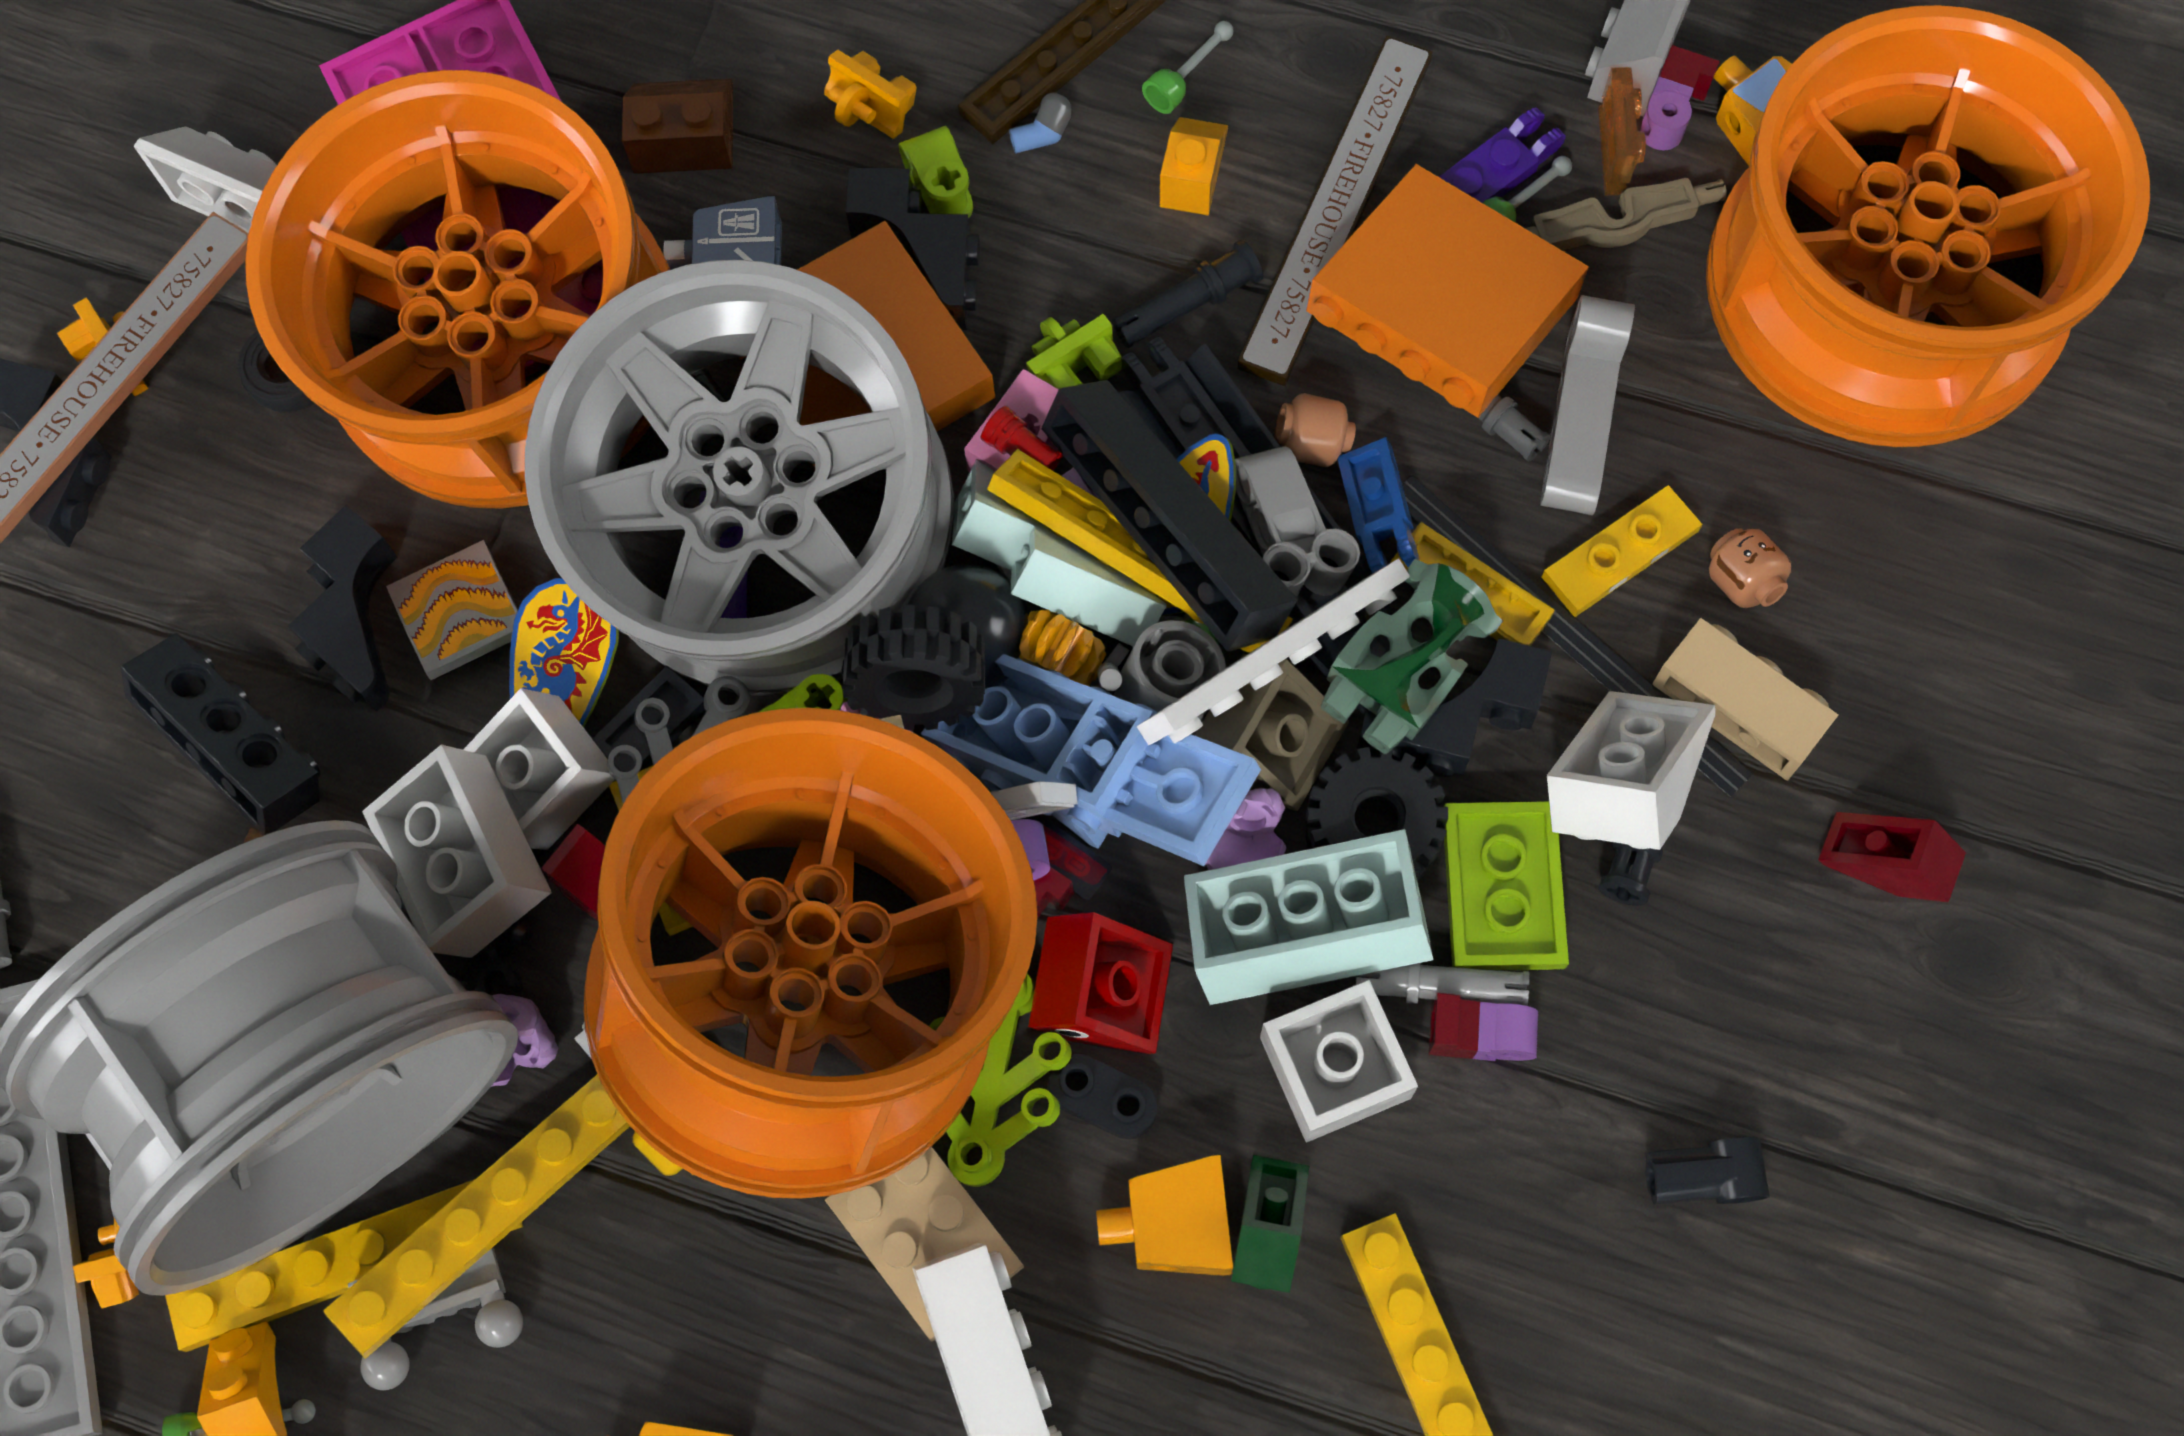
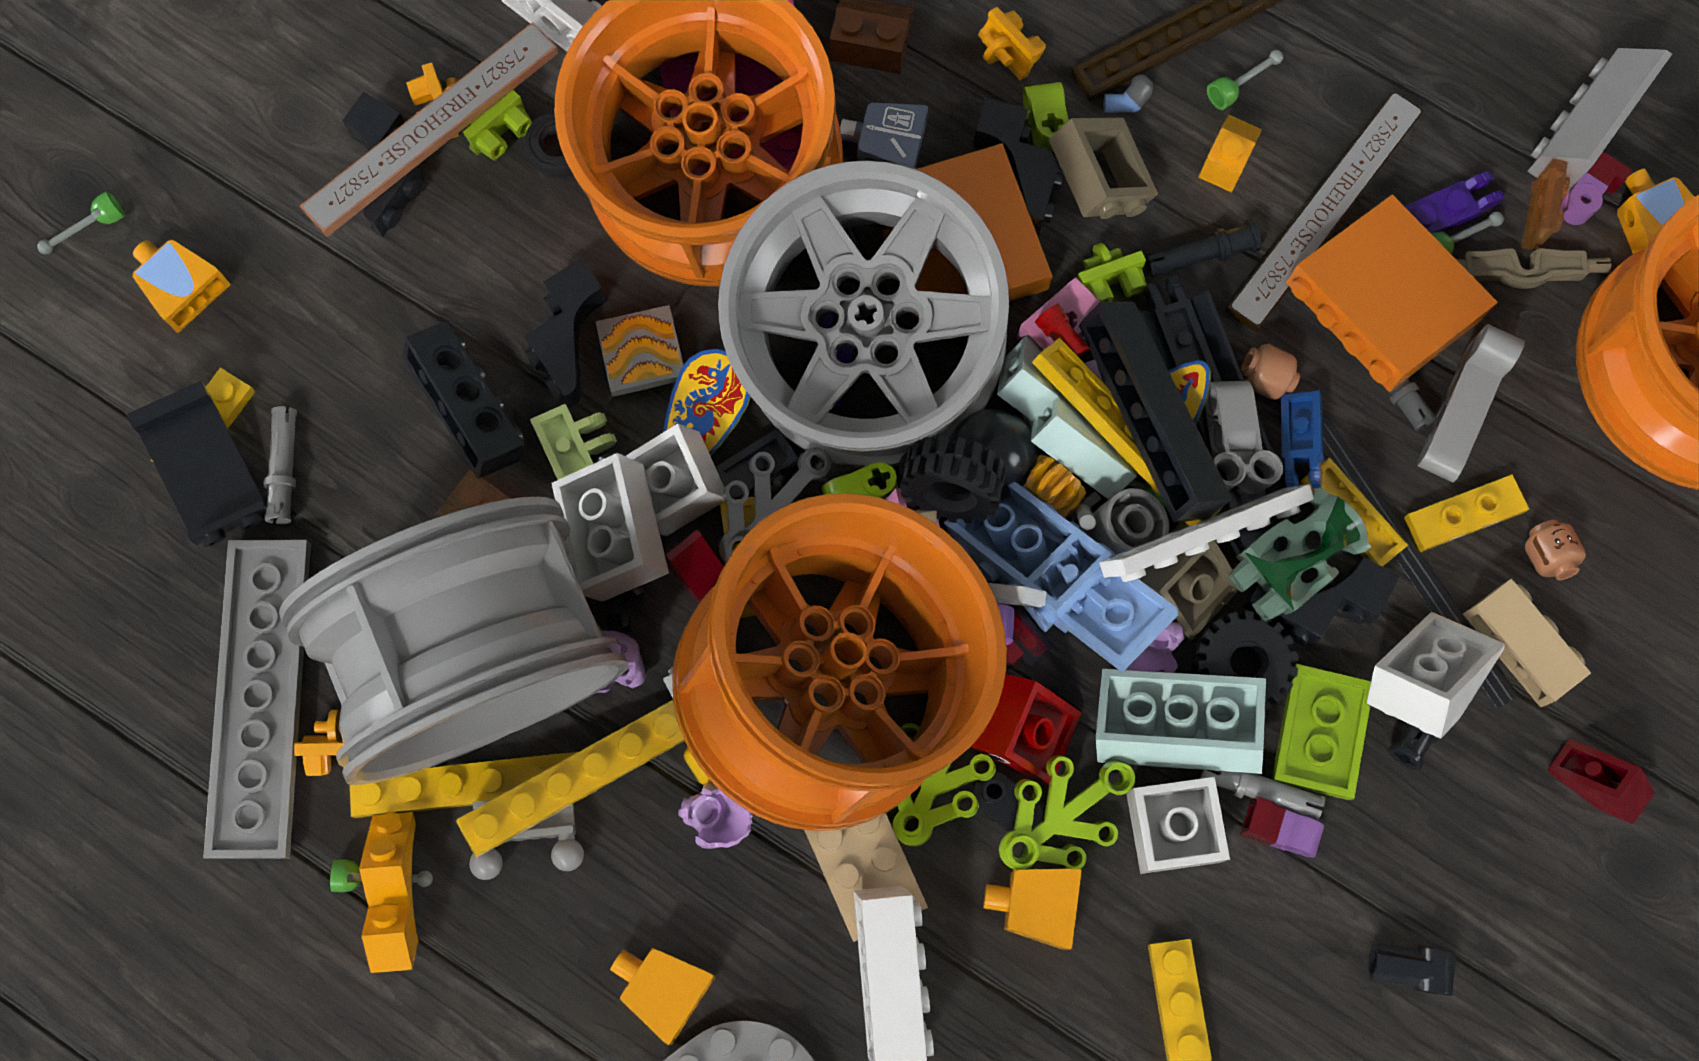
camera: 10 degrees right, 5 degrees up
(184, 366) = (486, 130): none -> lime hips
(372, 751) = (563, 441): none -> yellowish green hinge
(696, 1216) = (716, 818): none -> lavender hair
(983, 205) = (1075, 154): none -> dark tan window
(1175, 1092) = (1060, 816): none -> lime plant
(1271, 1224) = (1104, 924): dark green slope -> none

